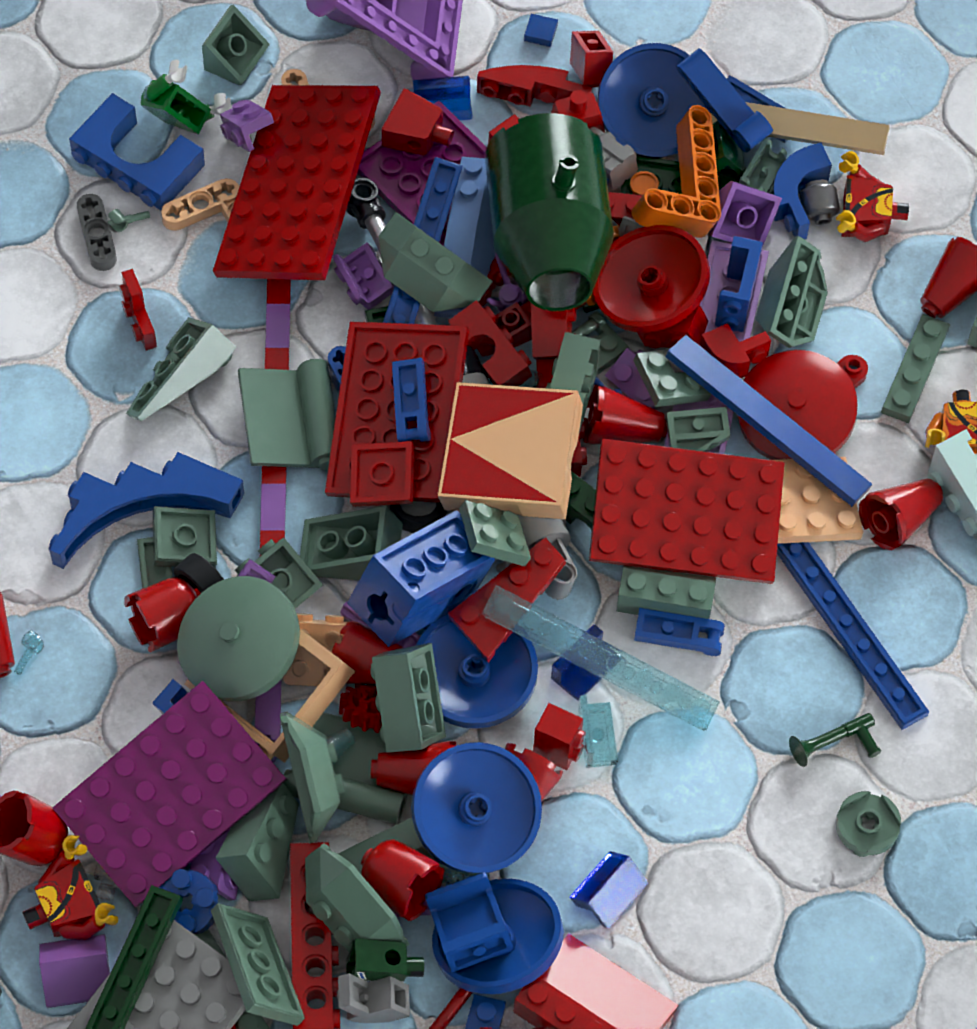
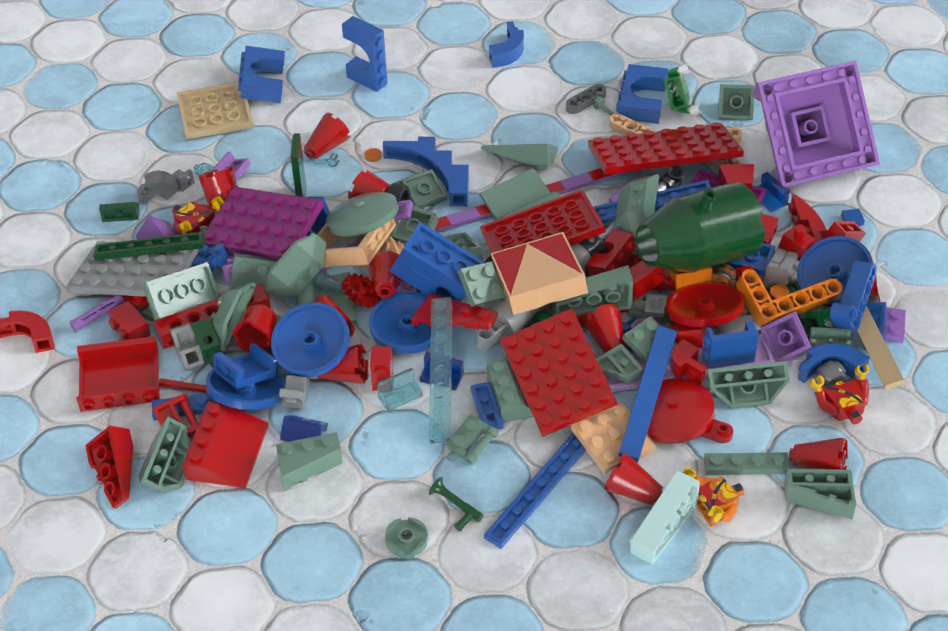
camera: 70 degrees right, 15 degrees down
(48, 580) = (373, 155): none -> orange piece
(87, 695) = (298, 166): none -> dark green tile
(134, 307) = (547, 125): red plate -> none
(244, 120) = (680, 118): medium lavender bracket -> none
(382, 474) = (497, 235): red plate -> none
(408, 698) = (363, 290): sand green slope -> none
(410, 400) = (544, 224): blue plate -> none
(538, 869) = (295, 392): none -> light grey brick
(616, 338) = (655, 305): none -> flat silver bracket
(676, 905) = (307, 457): none -> sand green wedge
(725, 677) = (467, 435): none -> sand green plate
(763, 83) = (895, 325): none -> medium lavender plate

